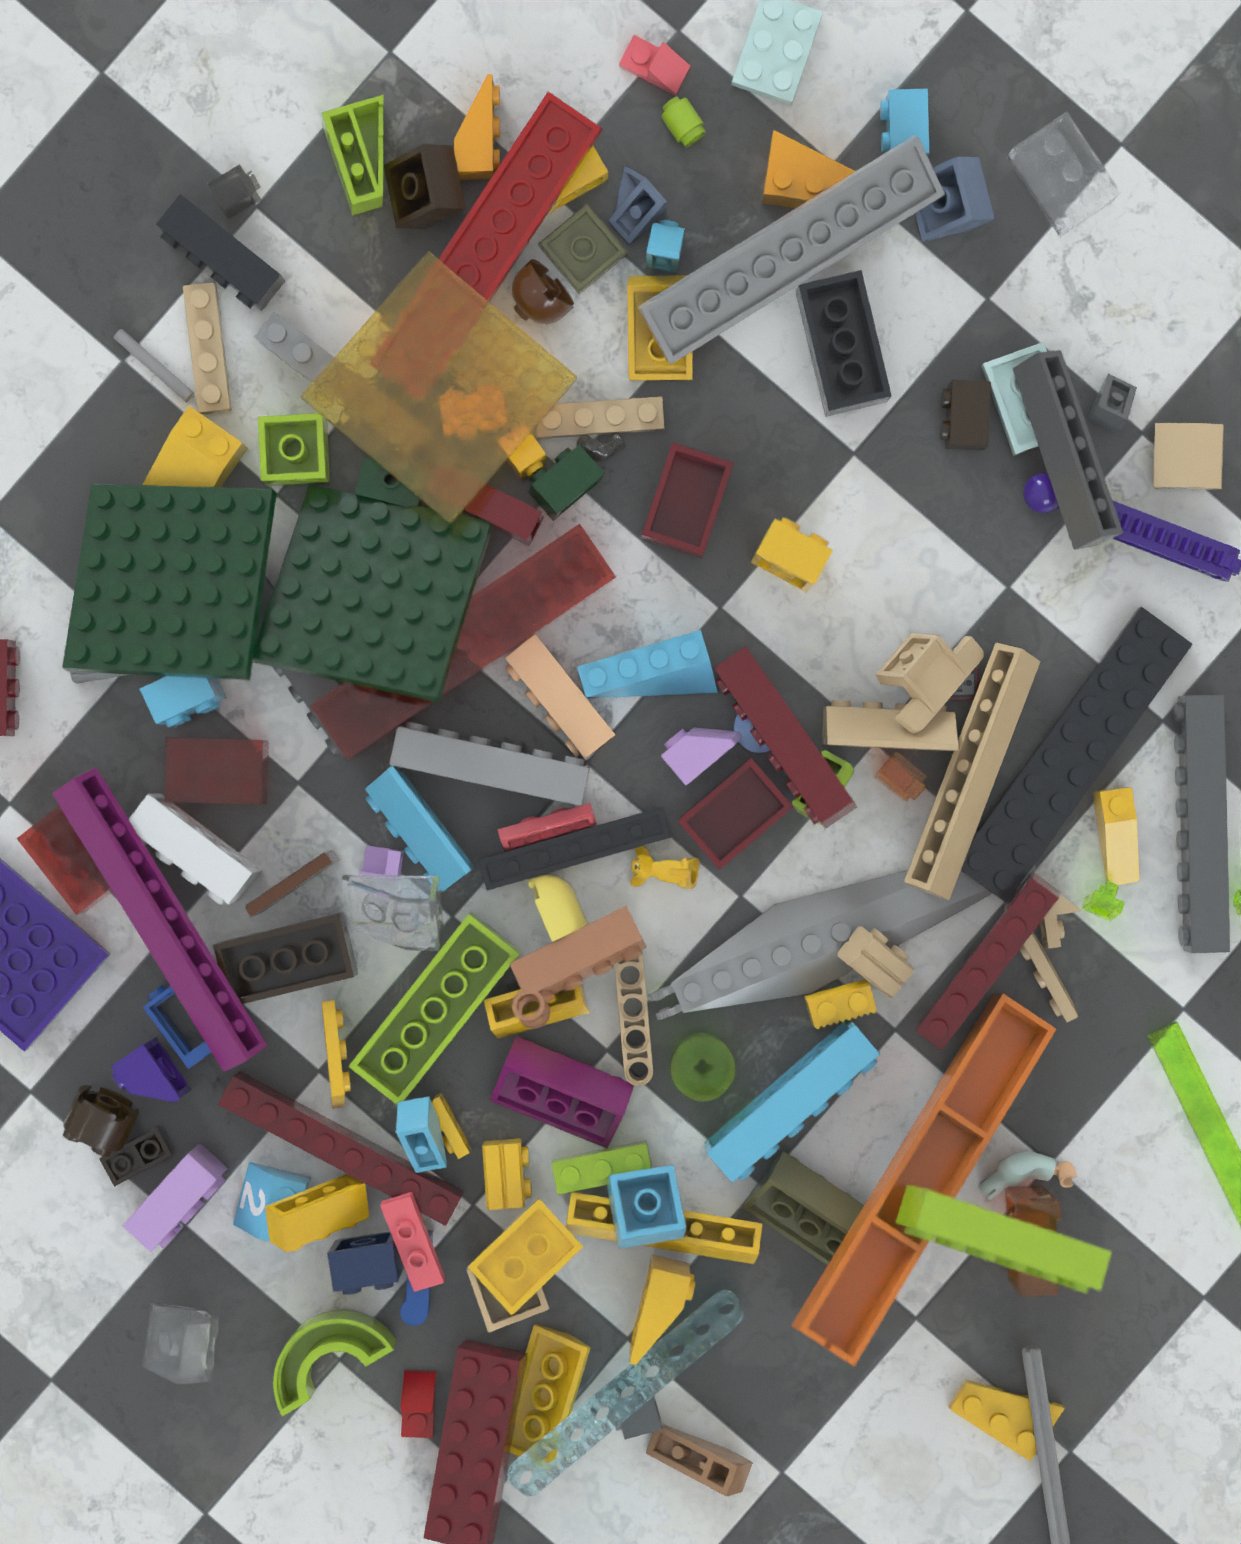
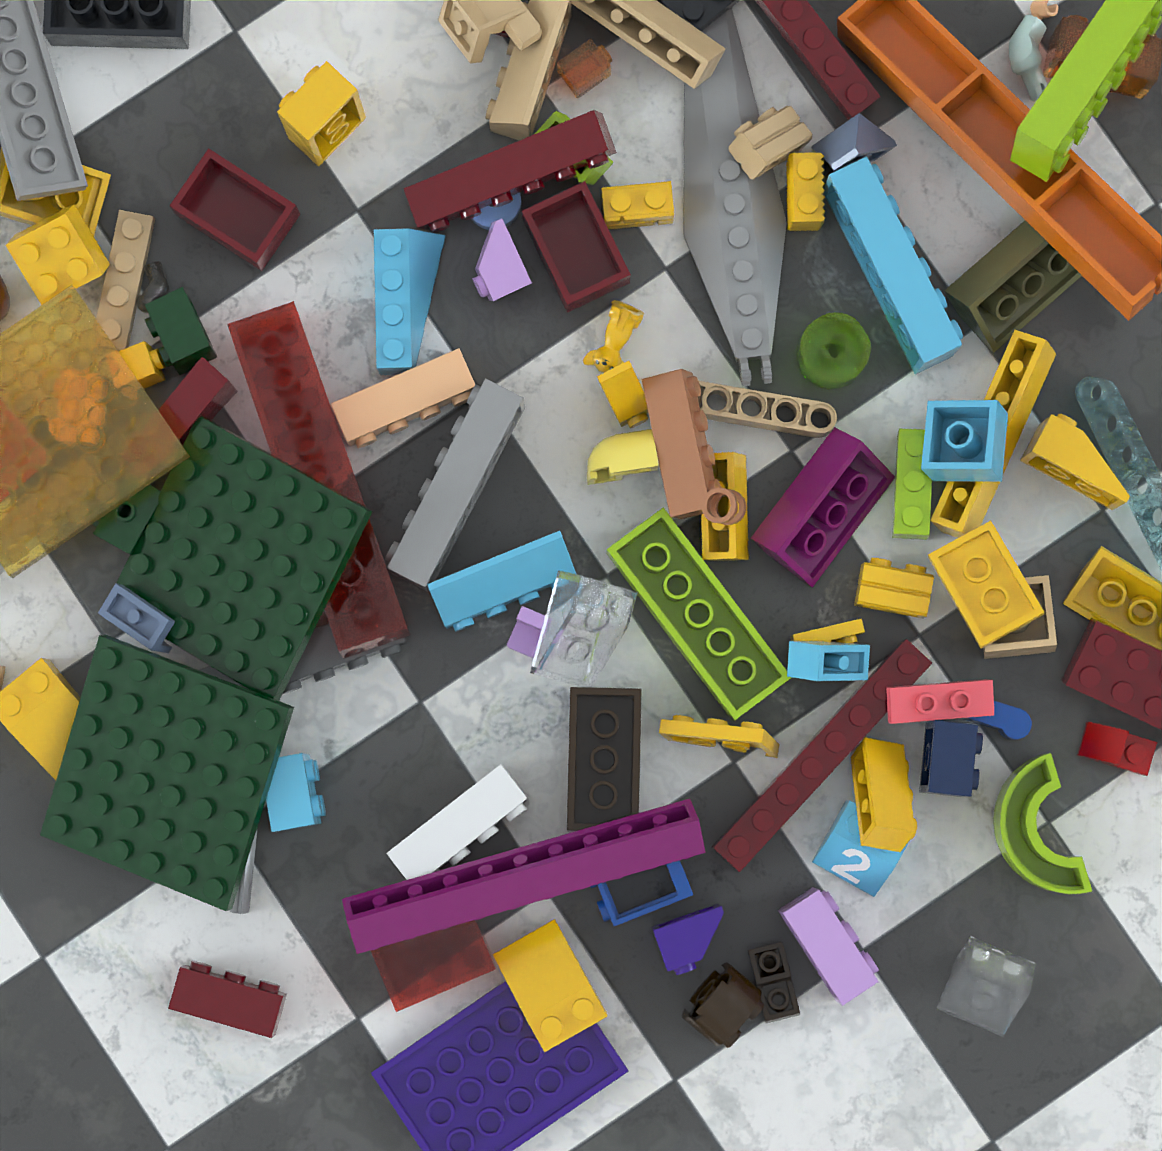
camera: 75 degrees left, 5 degrees down
(76, 965) = (550, 985): none -> yellow slope
(216, 771) = (382, 781): clear red brick -> none
(291, 883) = (523, 729): reddish brown tile -> none
(293, 449) = (64, 606): lime brick -> none
(298, 517) = (137, 618): none -> sand blue panel
(535, 829) = (538, 447): coral plate -> none
(574, 848) = (568, 426): black plate -> none
(603, 355) = (57, 254): none -> yellow brick
(610, 894) = (625, 395): none -> yellow slope
(788, 857) = (637, 205): none -> yellow brick
(893, 1035) = (853, 142): none -> sand blue slope

